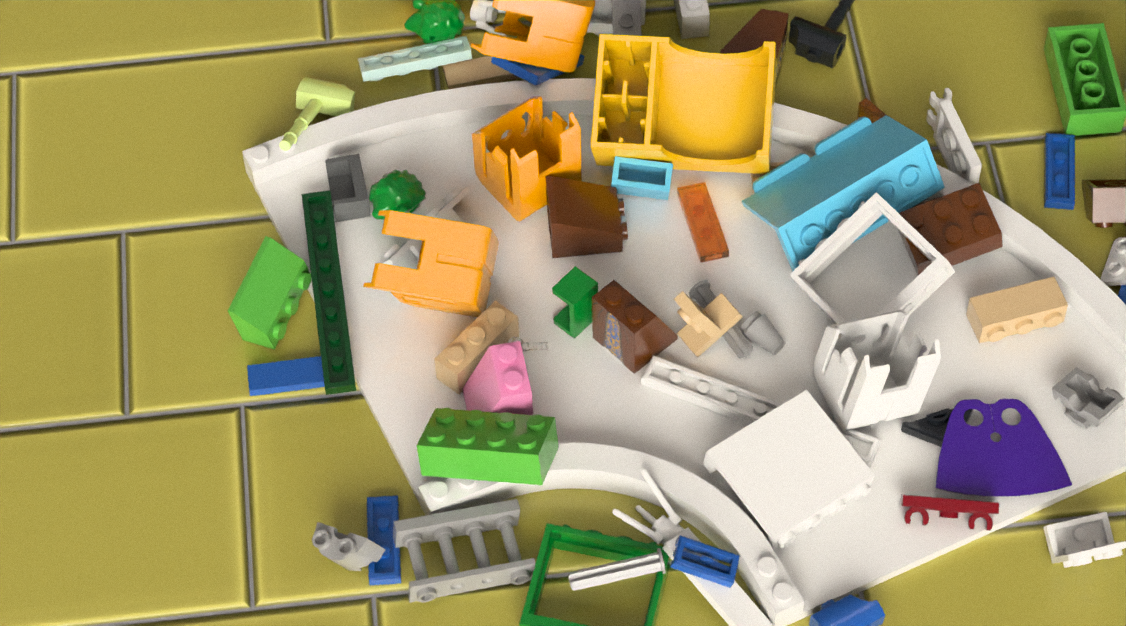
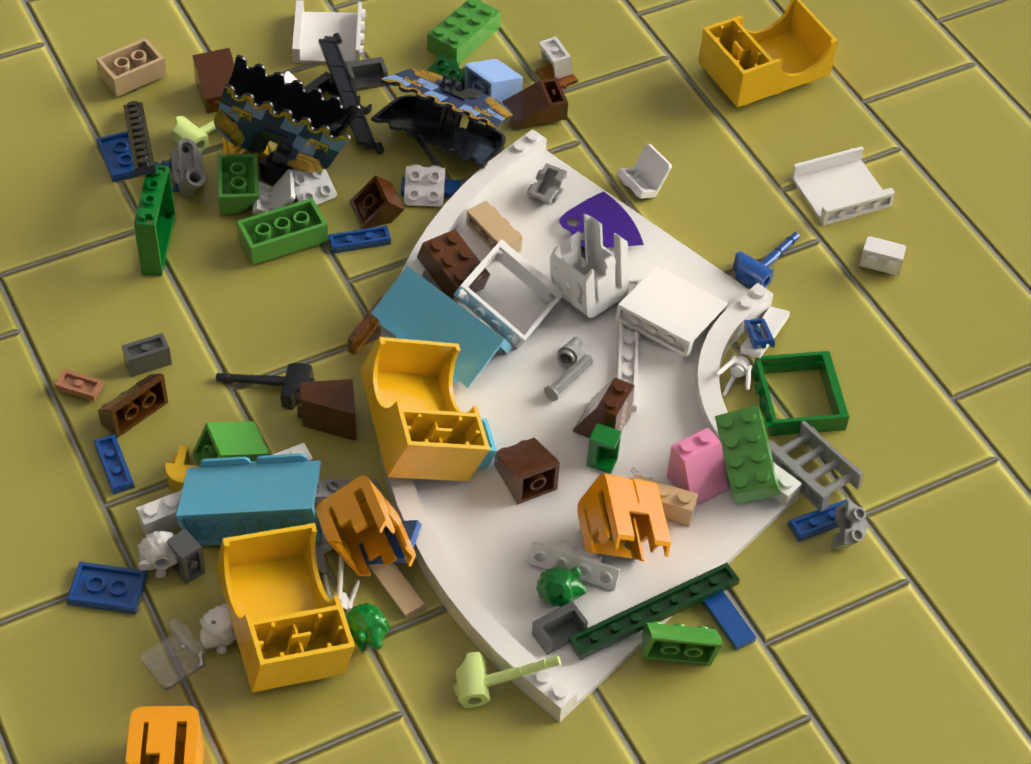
camera: 115 degrees left, 5 degrees down
(414, 59) = (409, 634): light aqua plate -> none
(520, 162) = (504, 505): light orange piece -> none
(617, 571) = (789, 372): axle -> none
(702, 222) = (498, 404): clear orange tile -> none
(705, 324) = (583, 376): tan bracket -> none
(949, 508) = (653, 236): dark red plate -> none
(953, 139) = (368, 283): white tile -> none

